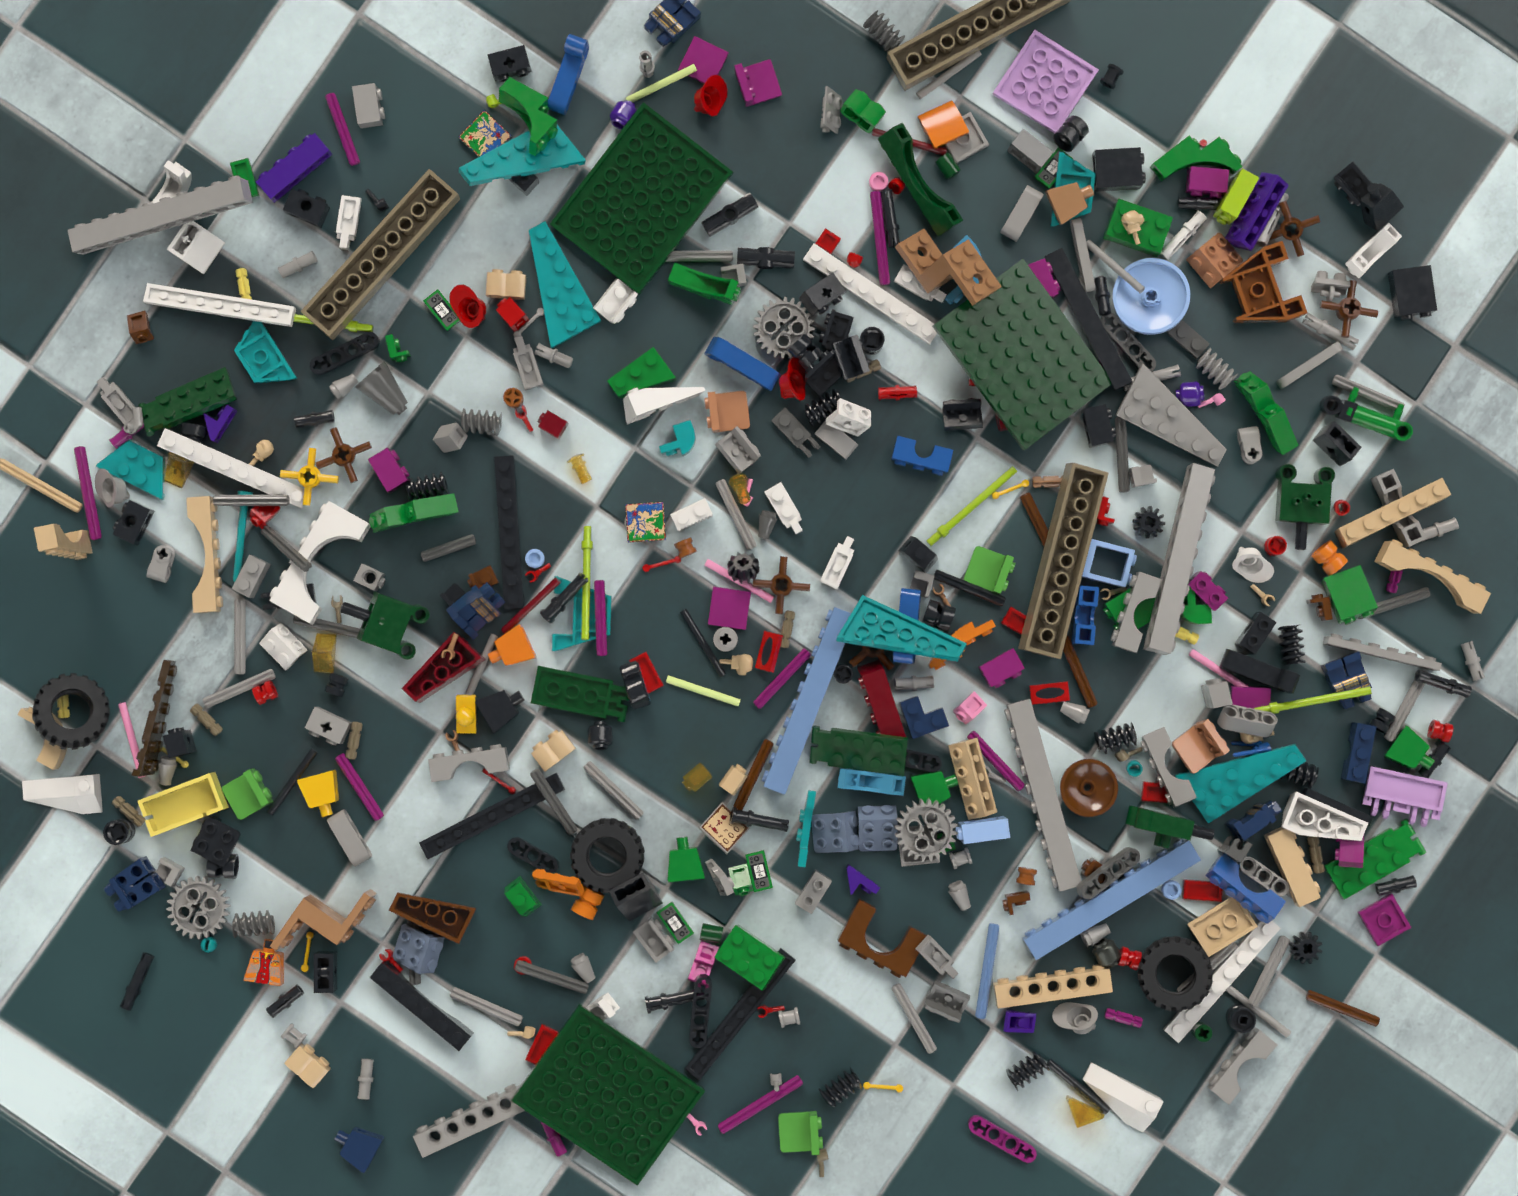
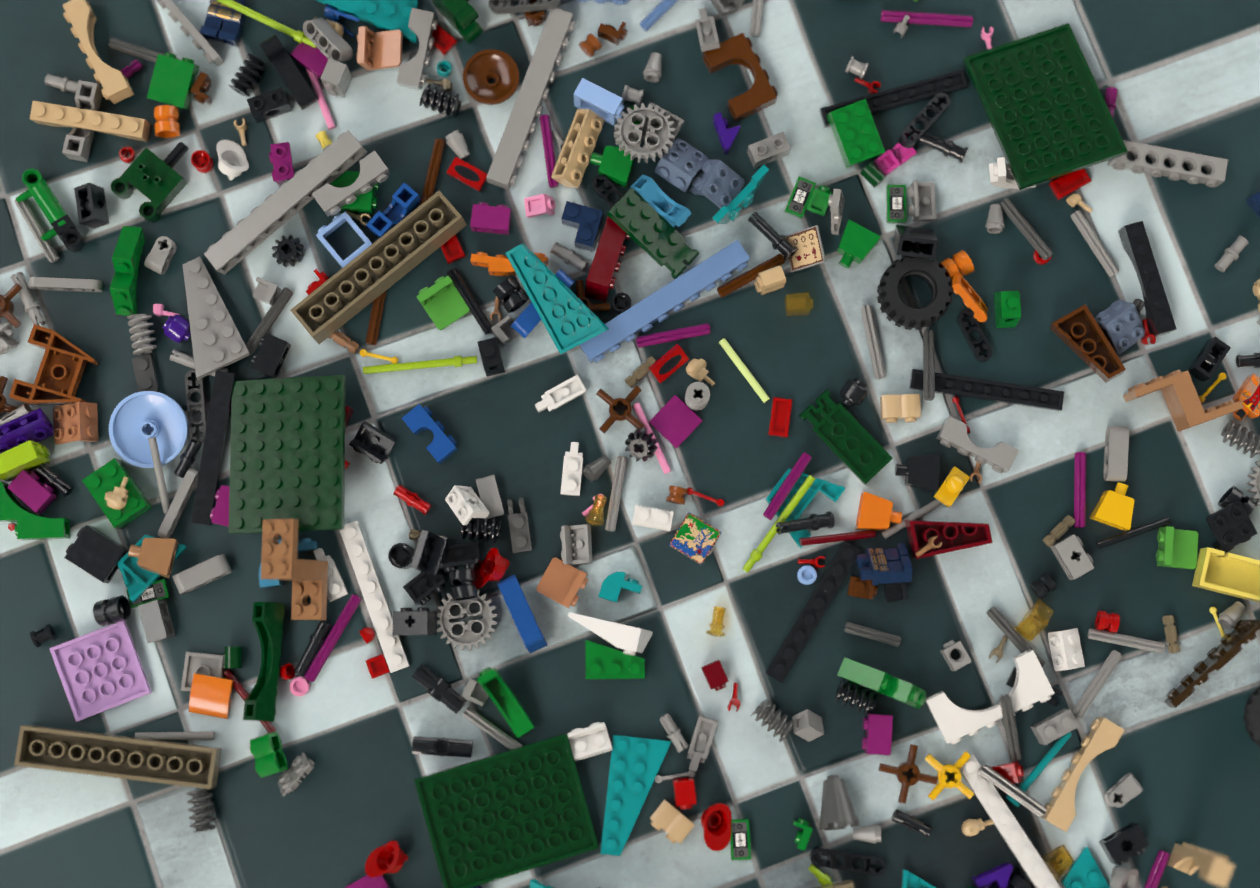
camera: 145 degrees left, 5 degrees down
(130, 732) = (1242, 669): bright pink bar -> none
(179, 742) = (1208, 628): black brick -> none
(386, 622) = (967, 606): dark green piece -> none
(511, 395) = (734, 722): dark orange wheel -> none
(635, 685) = (797, 412): black animal -> none
(703, 643) = (717, 409): black bar -> none
(757, 82) = (338, 844): magenta bracket -> none
(1189, 228) = (78, 463): white pin -> none
(1195, 613) = (303, 152): green brick -> none

